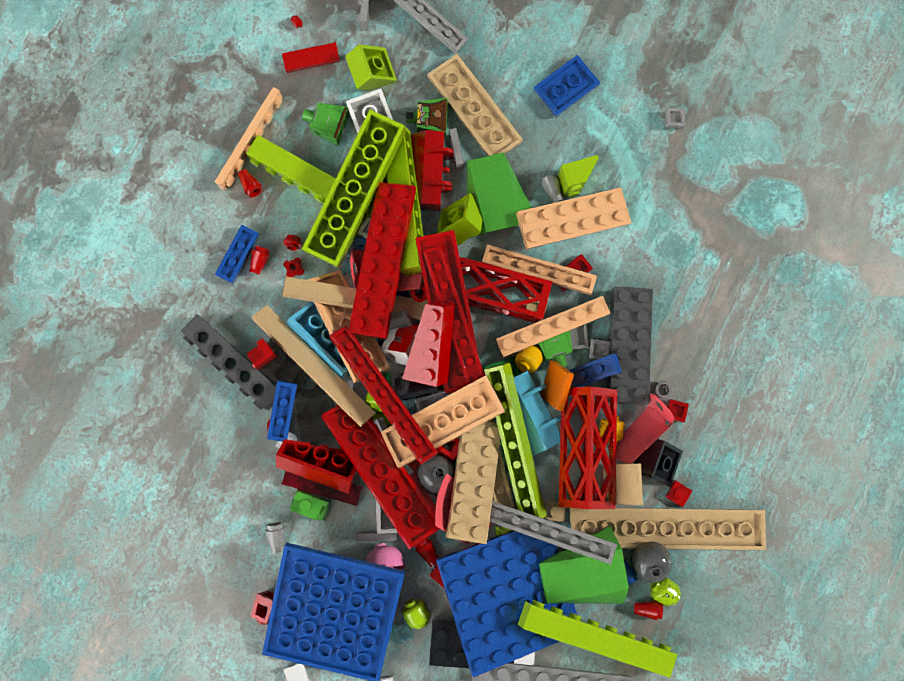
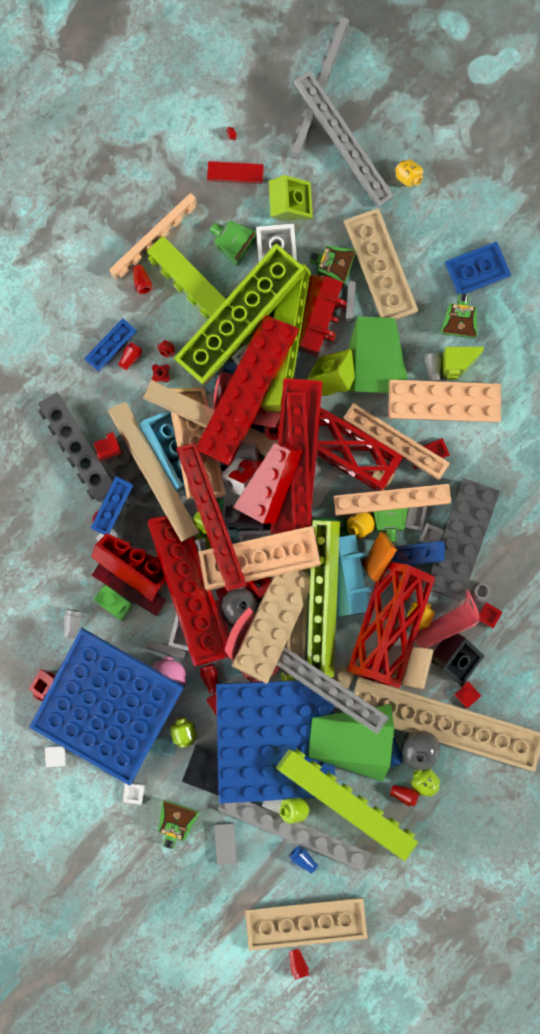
camera: 25 degrees right, 0 degrees up
(476, 13) = (409, 173): none -> yellow head
(547, 659) = (294, 810): none -> lime head
(565, 136) = (460, 319): none -> torso

